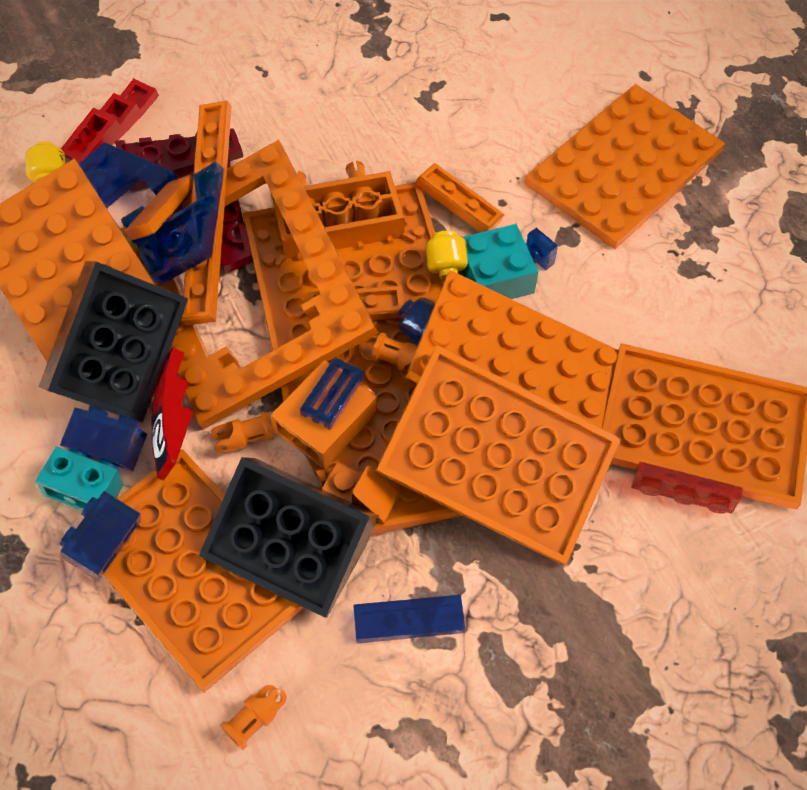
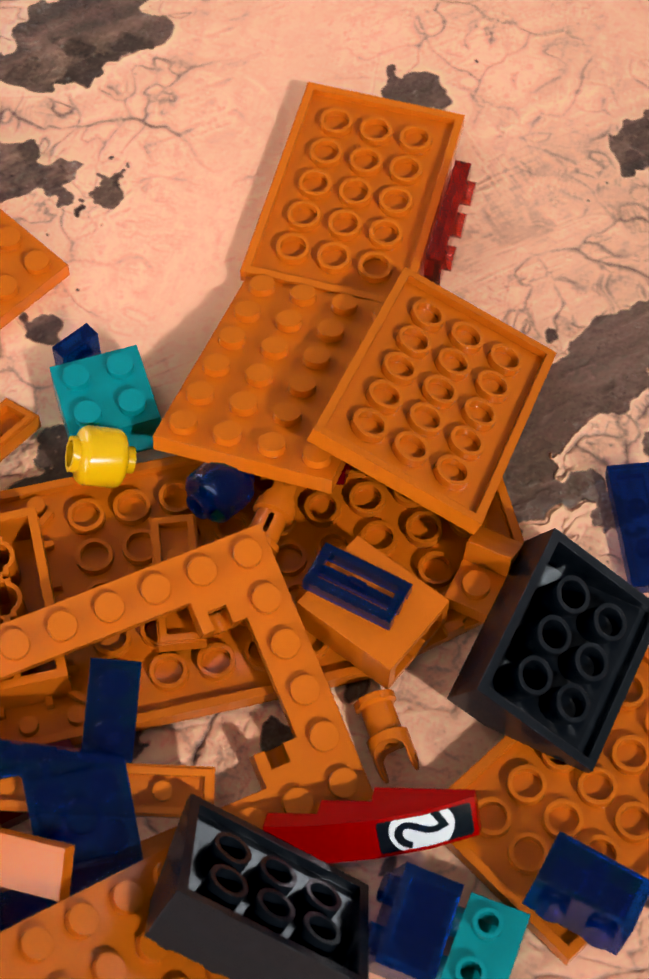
camera: 90 degrees left, 0 degrees up
(250, 257) = (112, 706): none -> clear blue plate

